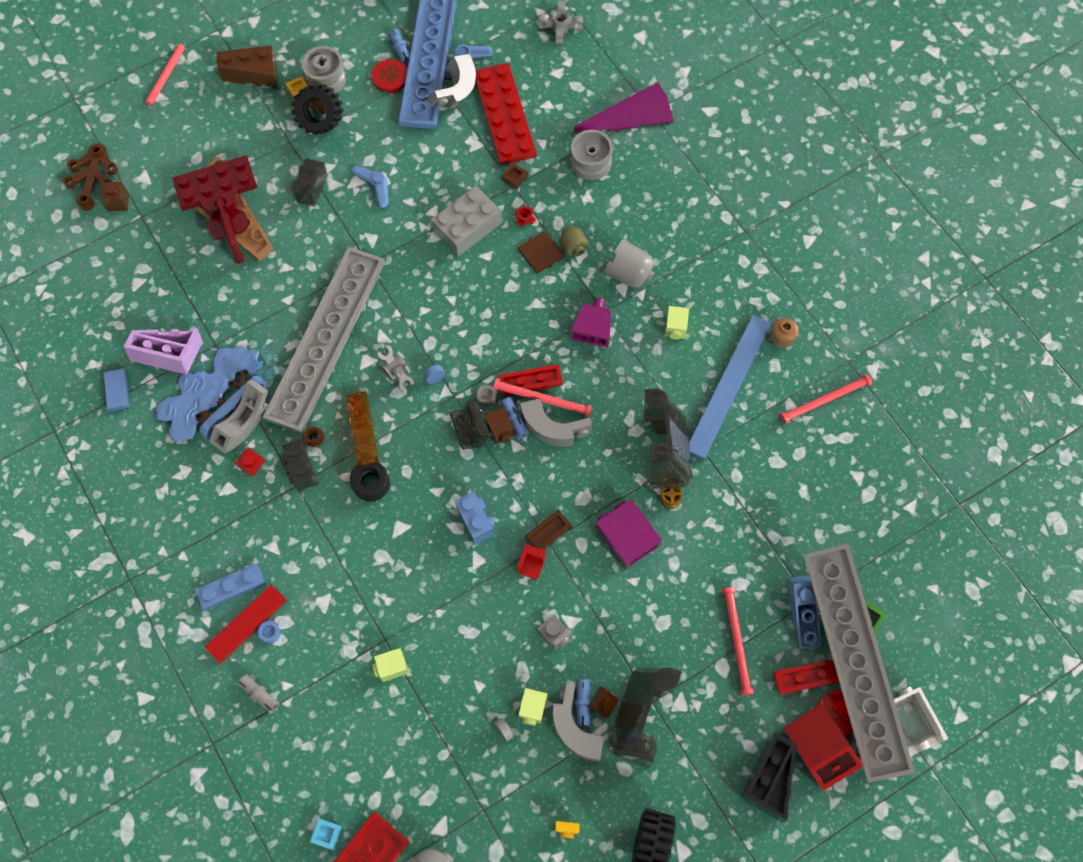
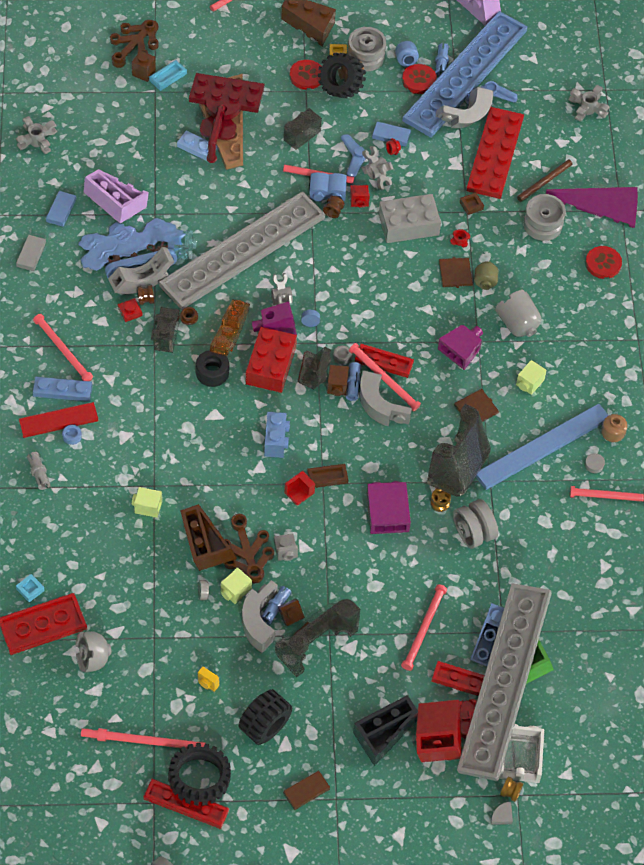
camera: 25 degrees right, 10 degrees down
(41, 319) = (36, 135): none -> light grey pin
(113, 454) = (31, 252): none -> light grey tile
(144, 193) = (168, 75): none -> medium azure tile
(163, 523) = (39, 319): none -> coral bar
(213, 252) = (194, 145): none -> light blue plate
(257, 438) = (145, 295): none -> reddish brown wheel
(280, 125) = (305, 74): none -> red tile
(352, 220) = (307, 172): none -> coral bar
(364, 56) = (406, 53): none -> medium blue head
(370, 229) = (326, 185): none -> medium blue brick
(387, 246) = (333, 207): none -> reddish brown wheel
(397, 144) = (385, 132): none -> medium blue tile
(404, 222) = (359, 195): none -> red bracket
(404, 397) = (276, 318): none -> magenta torso
(406, 156) = (393, 146): none -> red plate
(406, 185) = (377, 167): none -> light grey pin
(422, 439) = (271, 359): none -> red brick
(473, 675) = (205, 541): none -> reddish brown wedge
(521, 660) = (247, 552): none -> reddish brown plant
(565, 119) = (544, 180): none -> reddish brown bar
(643, 377) = (481, 402): none -> reddish brown piece
(668, 171) = (603, 262): none -> red tile
(723, 505) = (475, 523): none -> light grey wheel
(785, 377) = (594, 463): none -> light grey tile
(926, 767) = (511, 789): none -> pearl gold wheel
(932, 798) = (502, 814): none -> light grey tile

